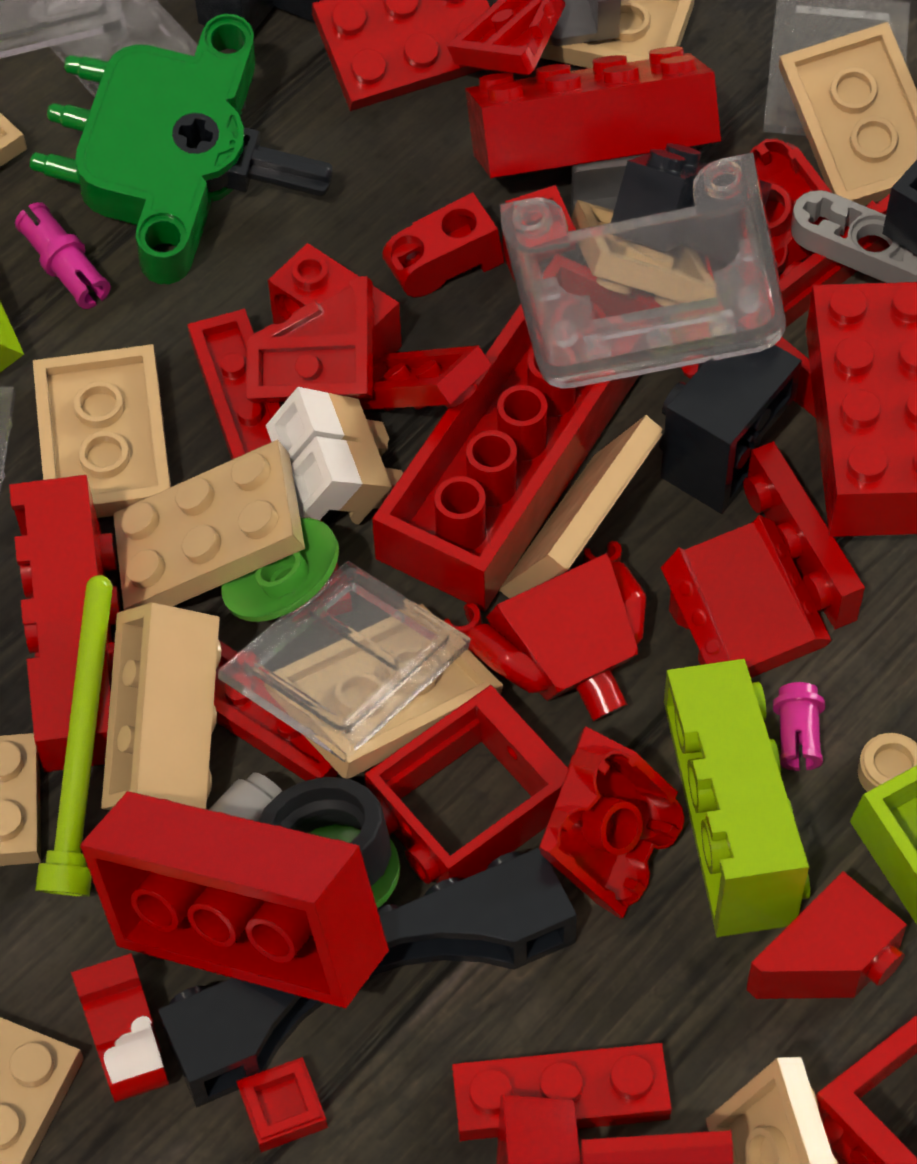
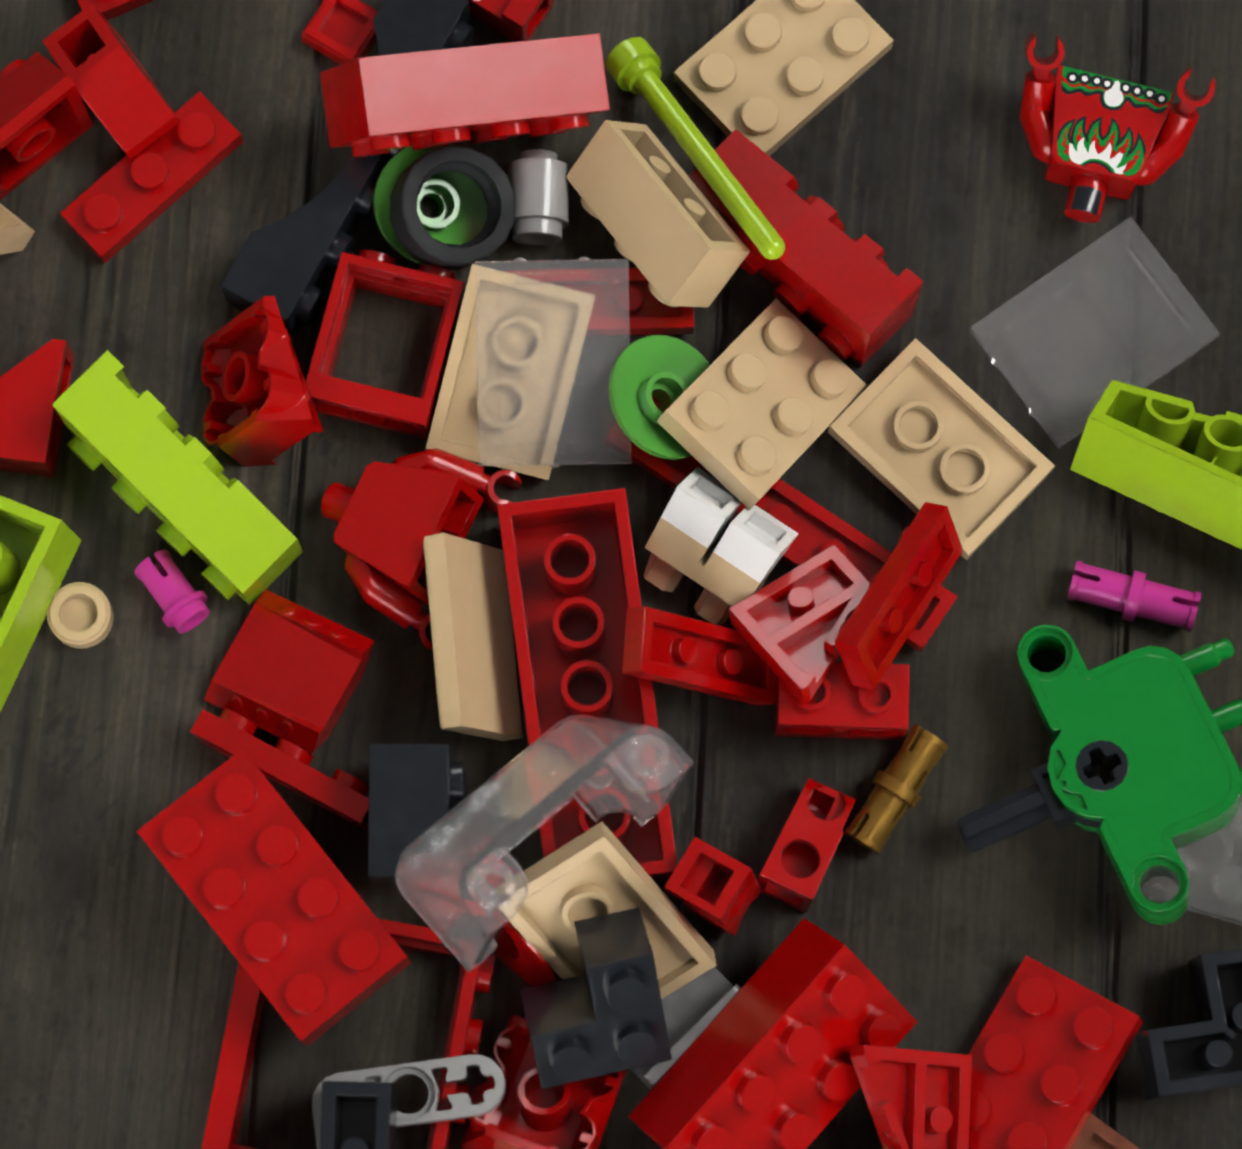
camera: 140 degrees right, 20 degrees up
(234, 321) = (898, 595): none -> red plate
(351, 244) = (896, 789): none -> pearl gold pin

